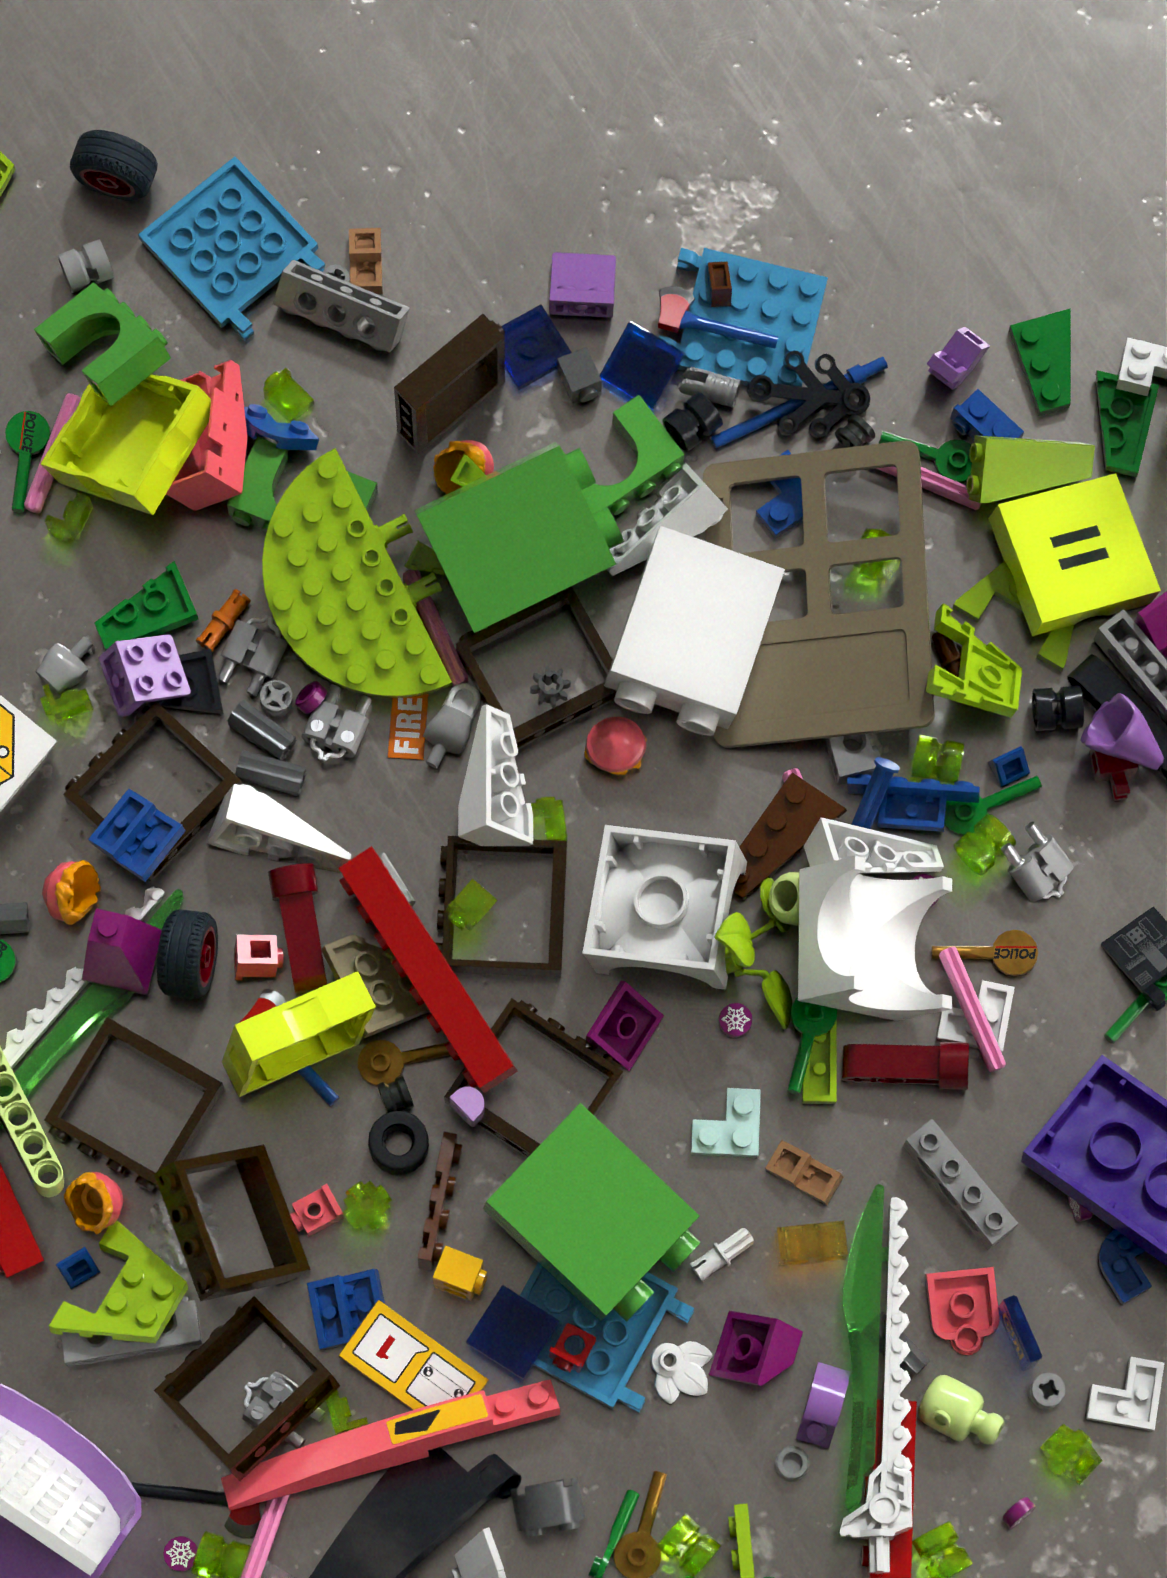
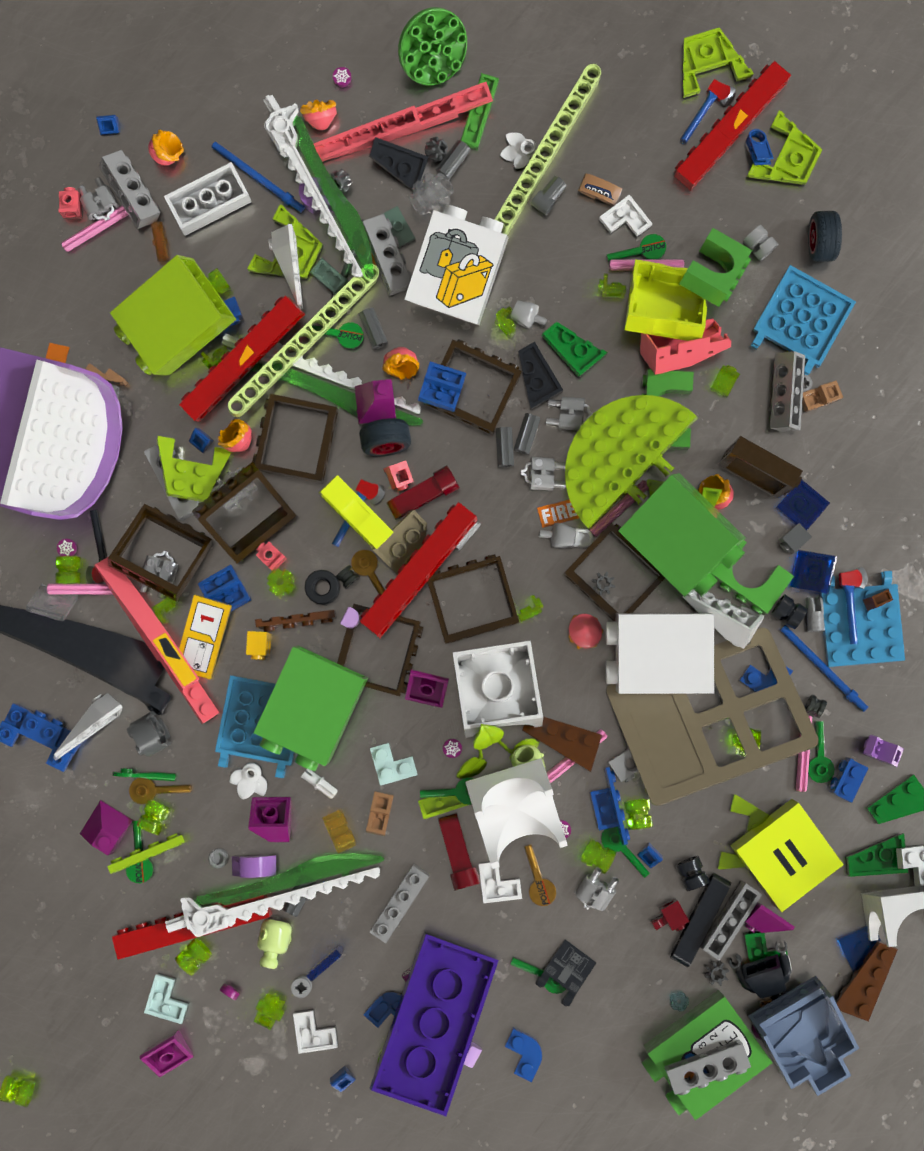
camera: 75 degrees right, 10 degrees up
(143, 672) = (536, 358): medium lavender bracket -> none
(223, 620) = (582, 391): orange pin -> none
(260, 824) = (472, 447): white wedge -> none
(273, 692) = (546, 433): light grey wheel -> none
(287, 435) = (700, 388): blue plate -> none
(310, 697) = (555, 454): magenta tile -> none
(470, 906) = (463, 581): clear neon green bracket -> none
(492, 797) = (528, 573): white wedge -> none
(512, 1332) = (237, 684): clear blue tile -> none
(562, 1358) = (230, 716): red bracket -> none
(582, 284) = (850, 522): medium lavender bracket -> none
(814, 394) = (830, 675): black plant -> none
(875, 792) = (598, 784): blue axle -> none
(881, 850) = (569, 792): white wedge -> none
(948, 653) = (700, 804): reddish brown axle -> none
(963, 1307) = (333, 925): coral plate -> none
(972, 1009) = (500, 879): bright pink axle -> none
(986, 674) = (696, 827): lime wing -> none
(1021, 466) = (829, 809): lime slope -> none
(1123, 733) = (686, 916): medium lavender hat -> none

